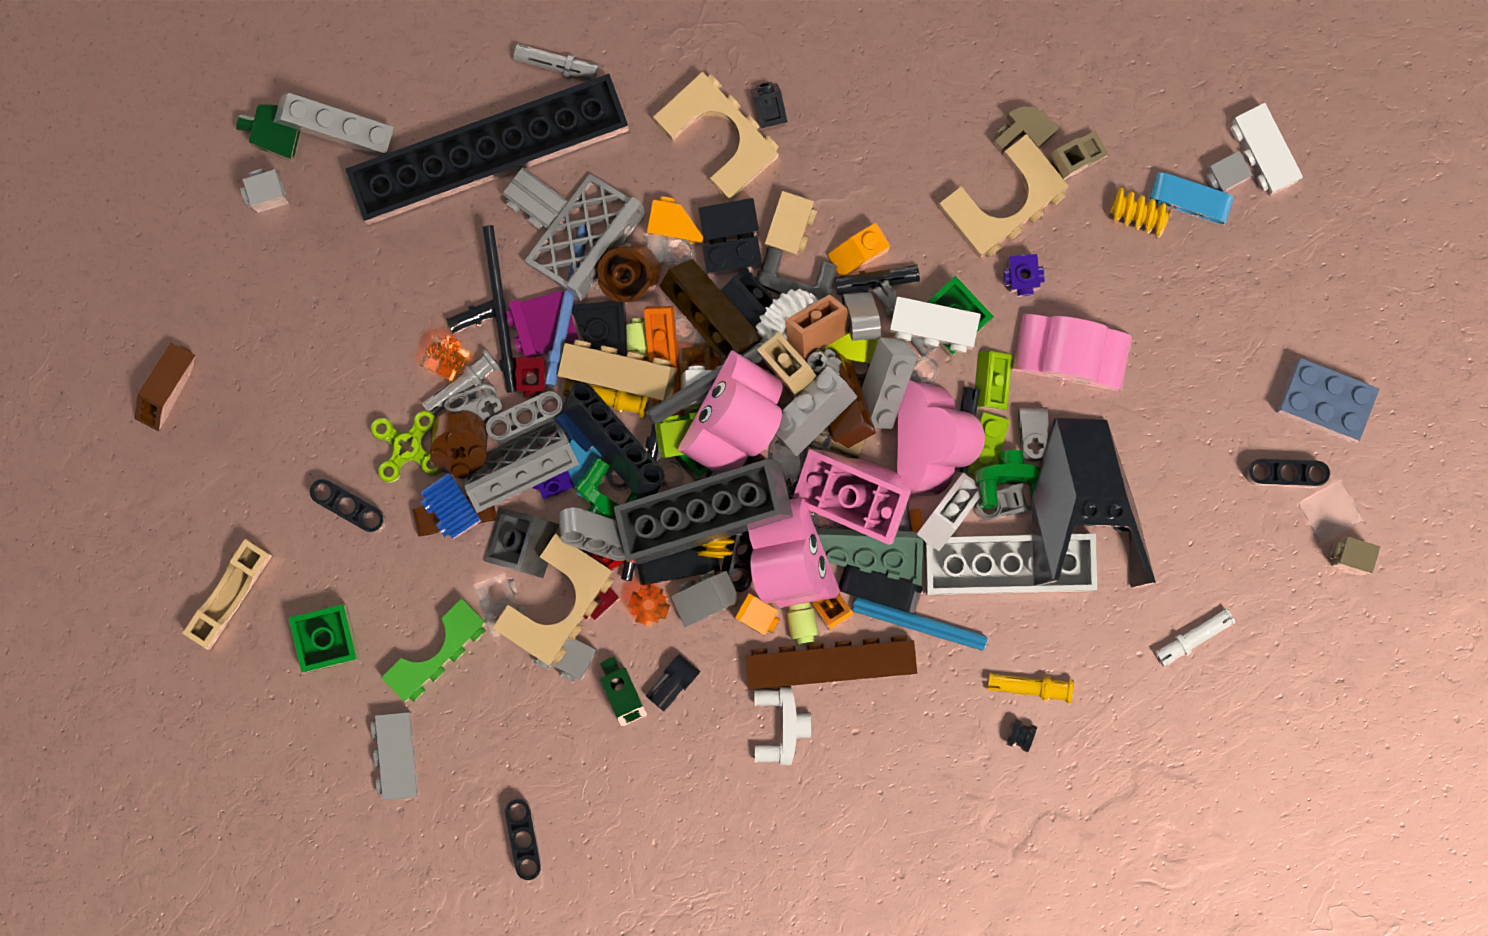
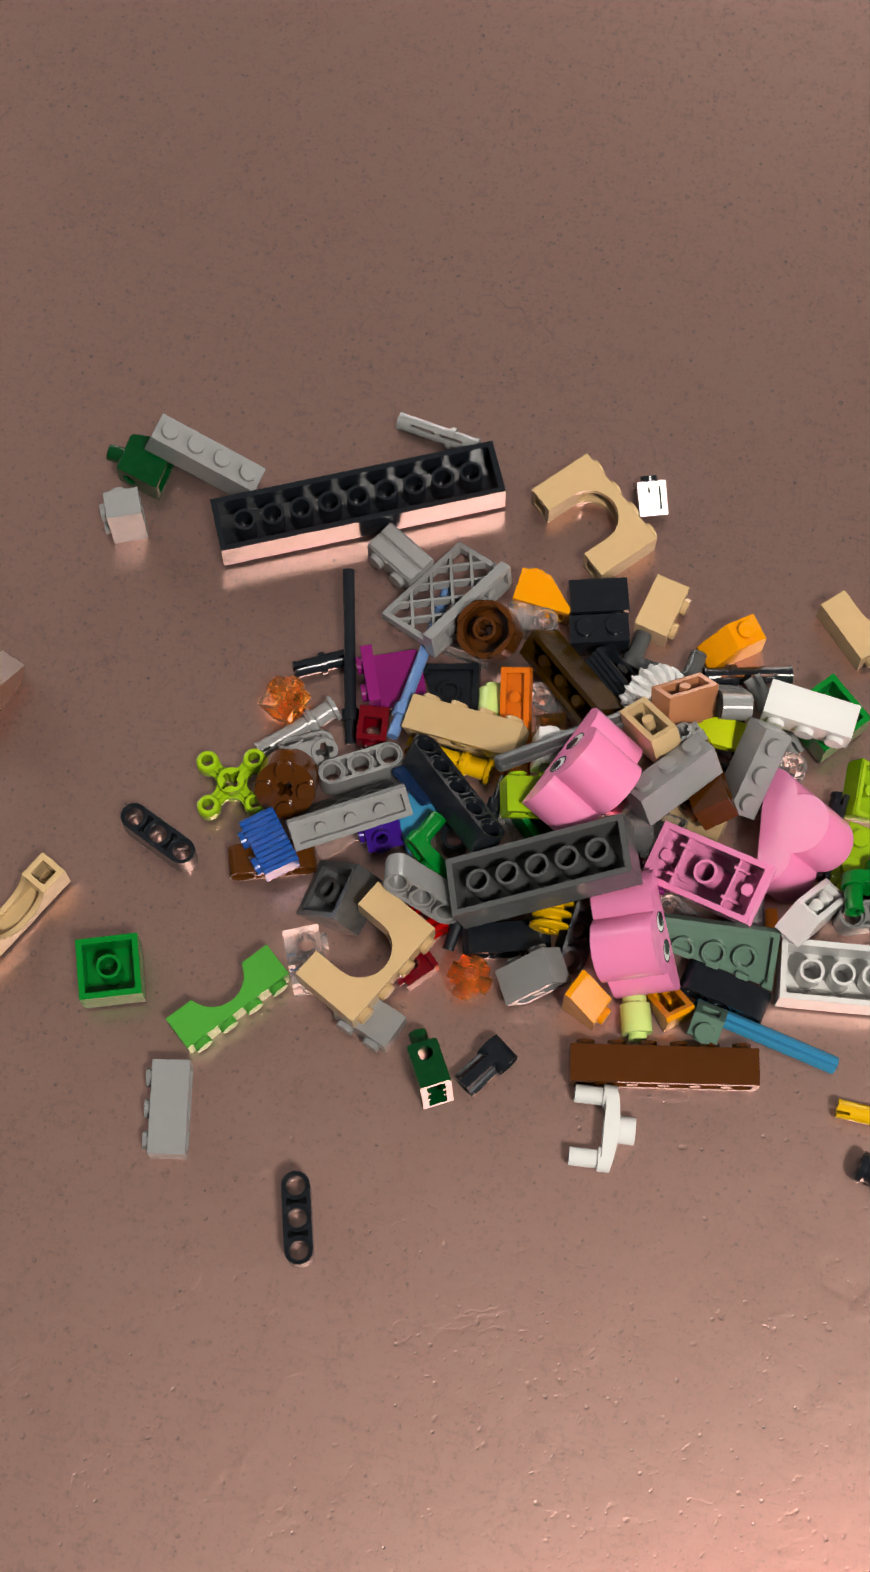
camera: 10 degrees right, 15 degrees down
(862, 628) = (706, 1027): none -> sand green brick

